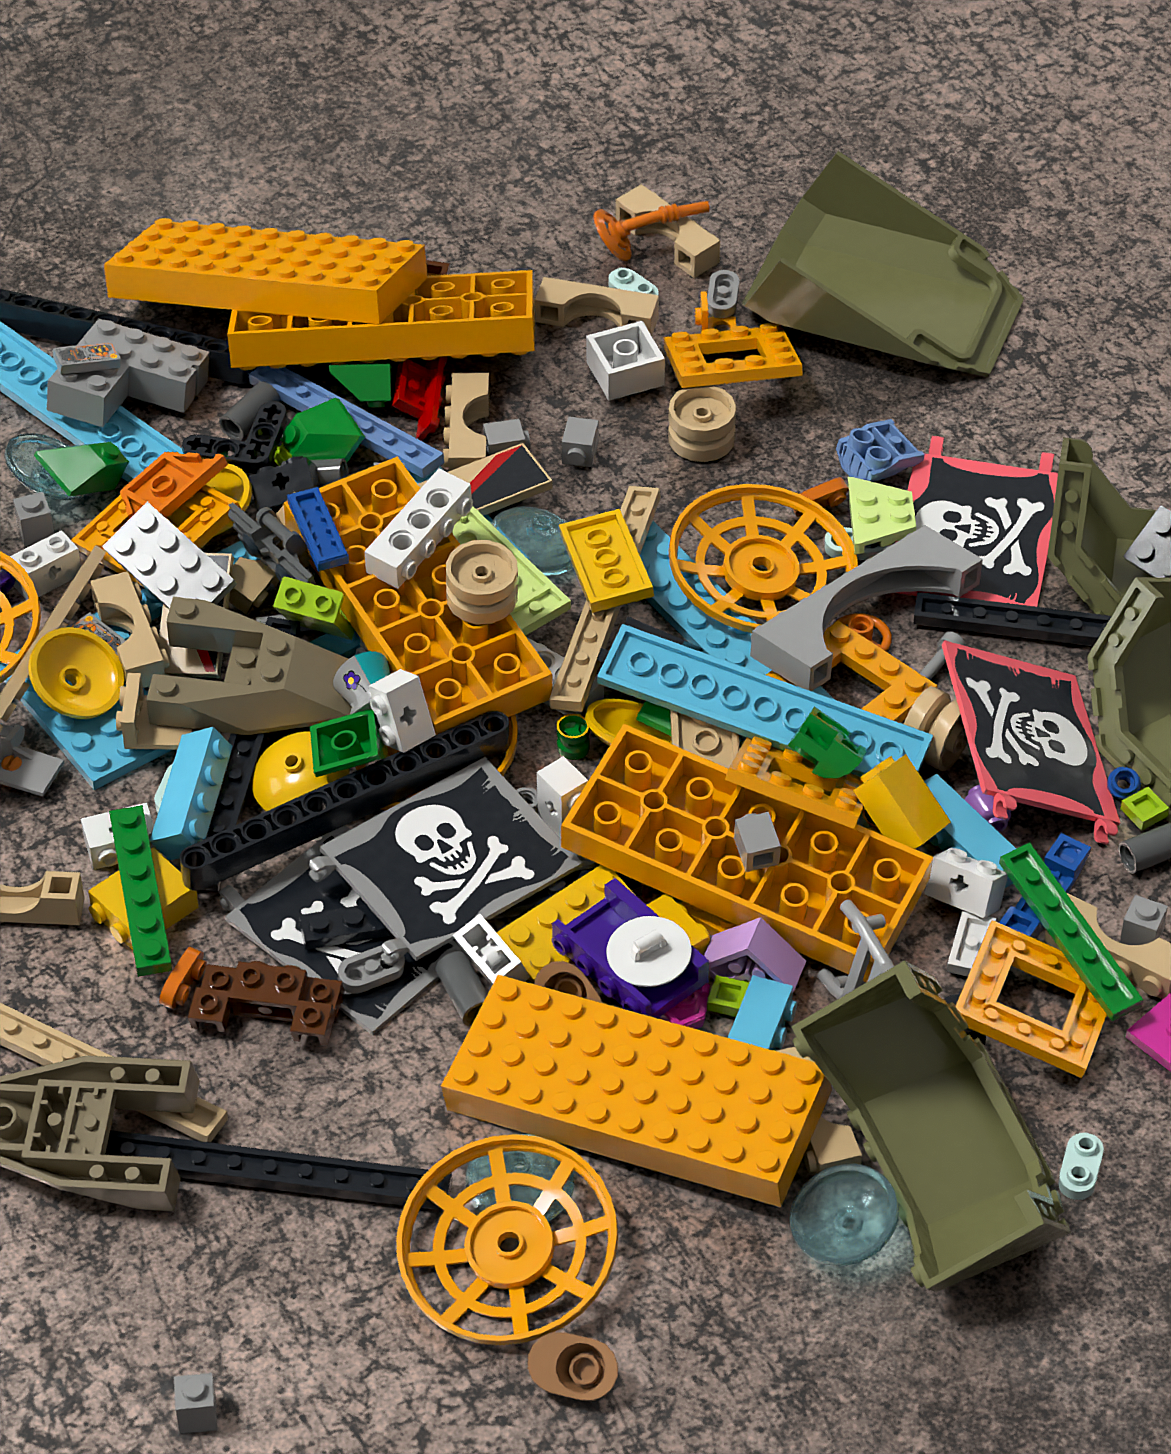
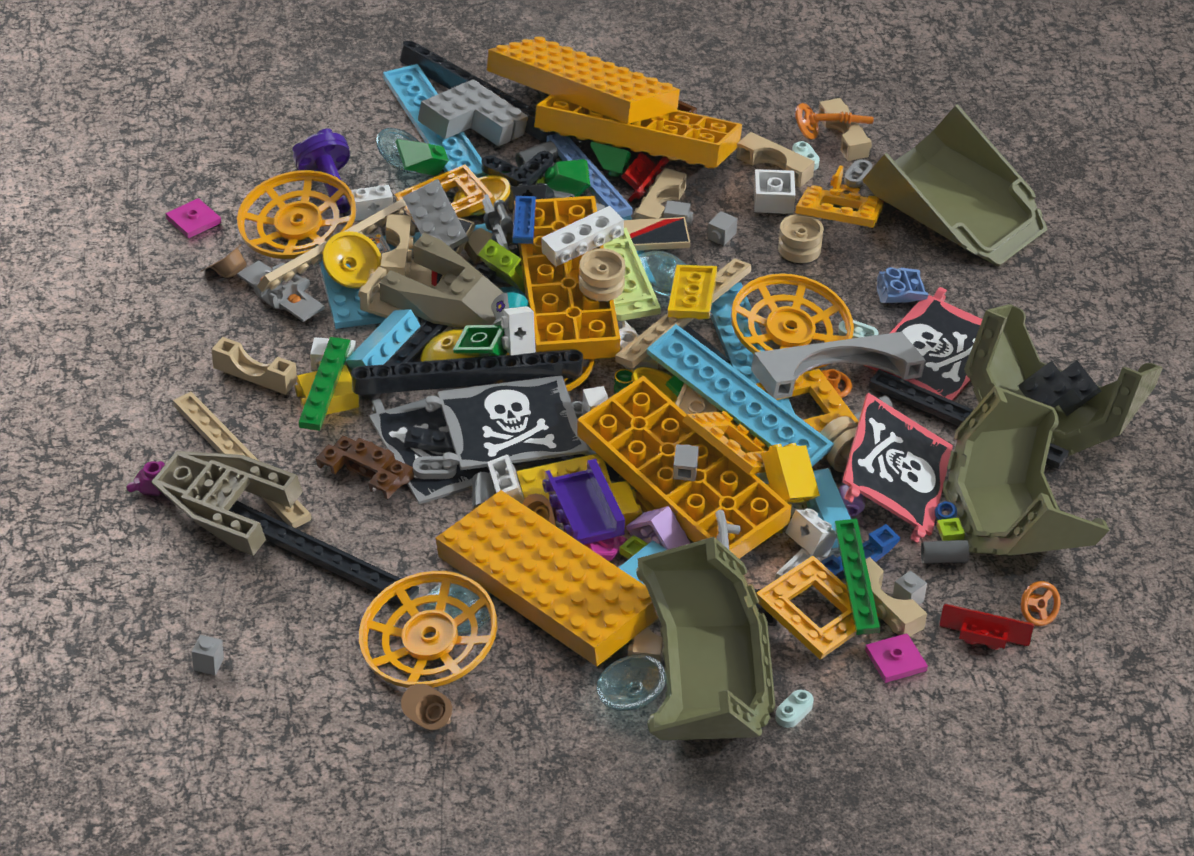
camera: 20 degrees right, 5 degrees down
(33, 518) = (379, 173): light grey brick -> none
(86, 358) = (449, 95): light grey tile -> none
(170, 481) = (463, 175): orange wing -> none
(177, 986) = (326, 436): orange plate -> none
(649, 951) = (592, 503): white shield -> none
(827, 493) = (855, 299): orange plate -> none
(827, 745) = (760, 424): green brick -> none
(879, 513) = (879, 318): yellowish green wing -> none

